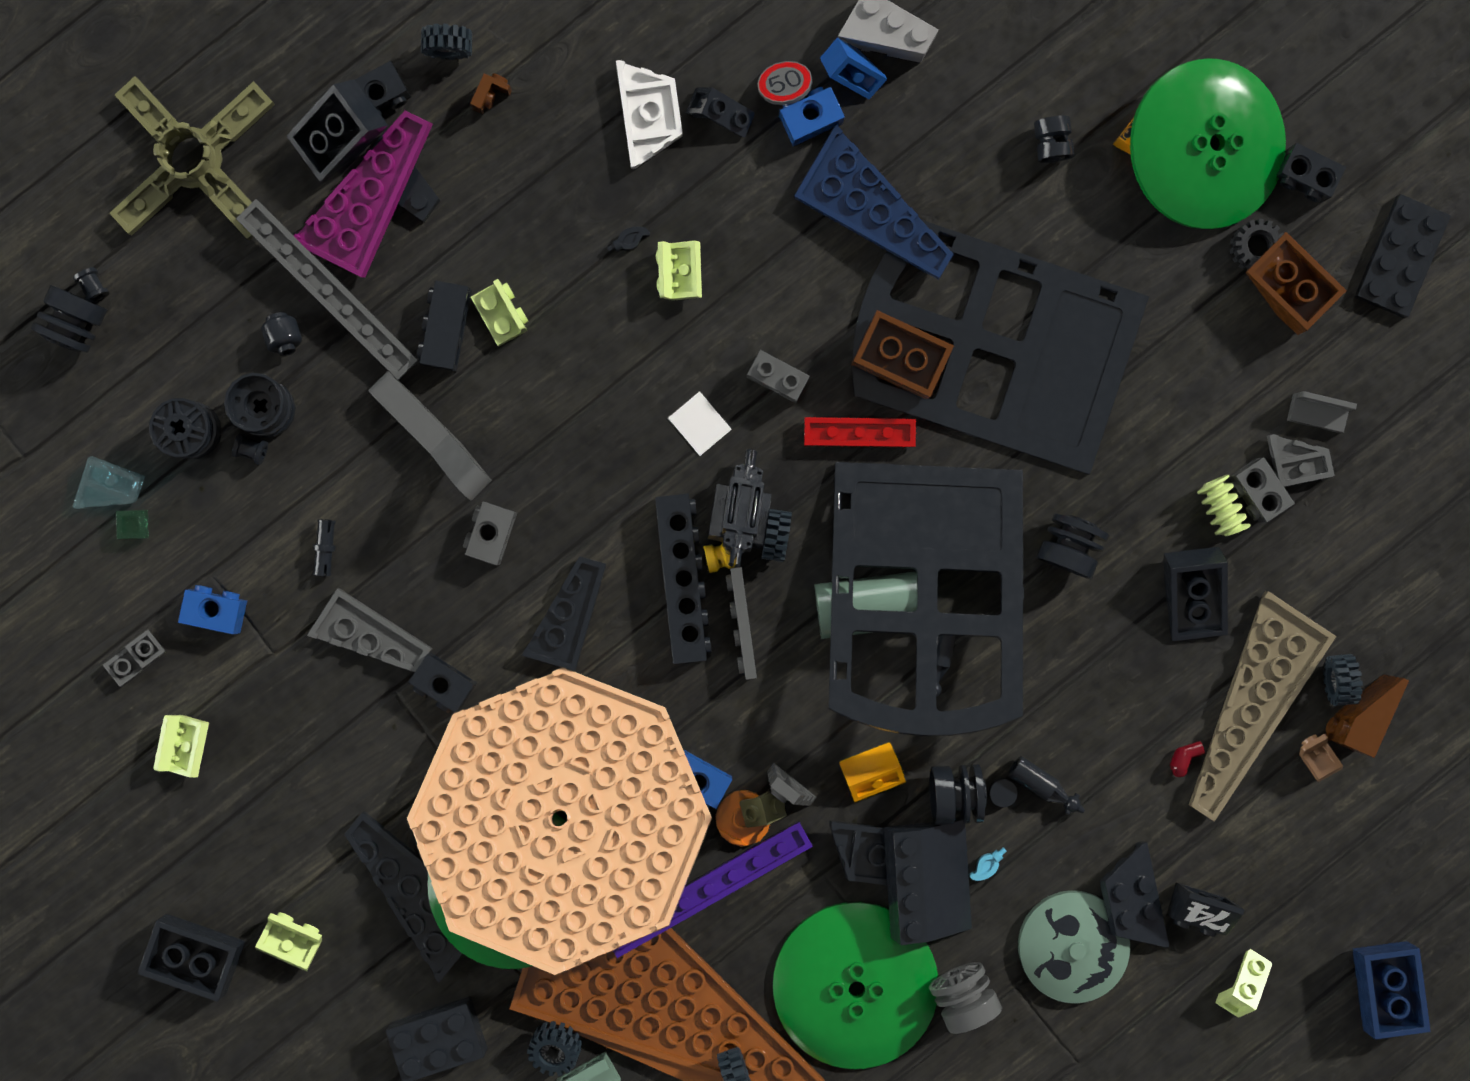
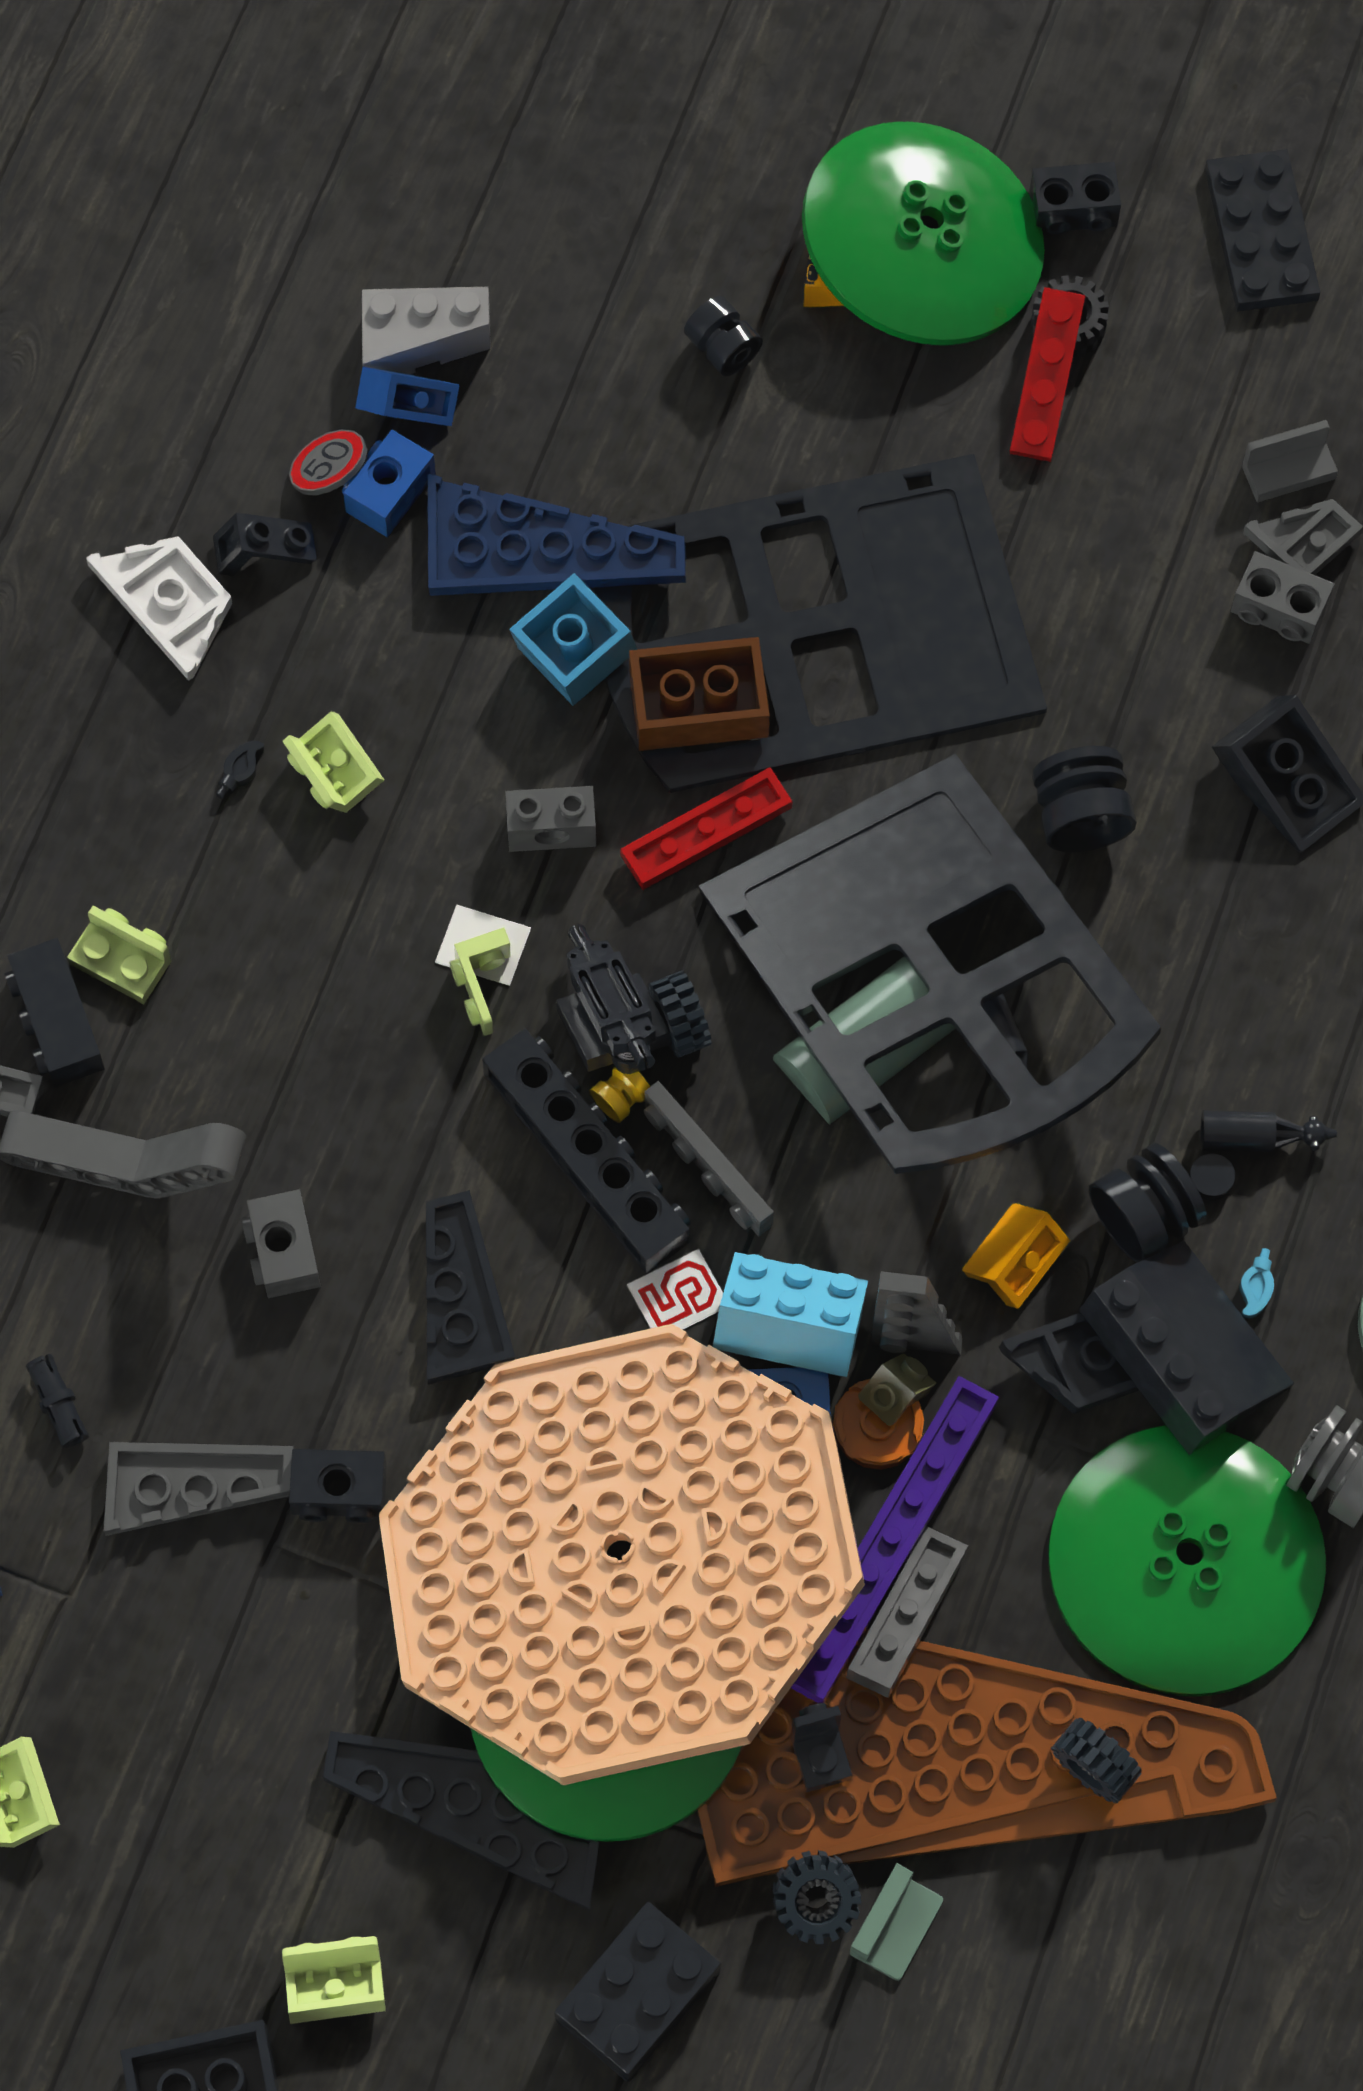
camera: 30 degrees left, 20 degrees down
(601, 979) = (820, 1747): none -> black bracket
(683, 684) = (678, 1292): none -> white sticker
(691, 934) = (907, 1612): none -> dark grey plate
(695, 434) = (481, 952): none -> yellowish green bracket
(730, 740) = (790, 1314): none -> medium azure brick
(853, 278) = (573, 639): none -> dark azure brick
(1221, 275) = (1047, 374): none -> red plate
(1223, 507) = (1246, 645): yellowish green piece -> none
(1294, 284) = (1147, 329): reddish brown slope -> none

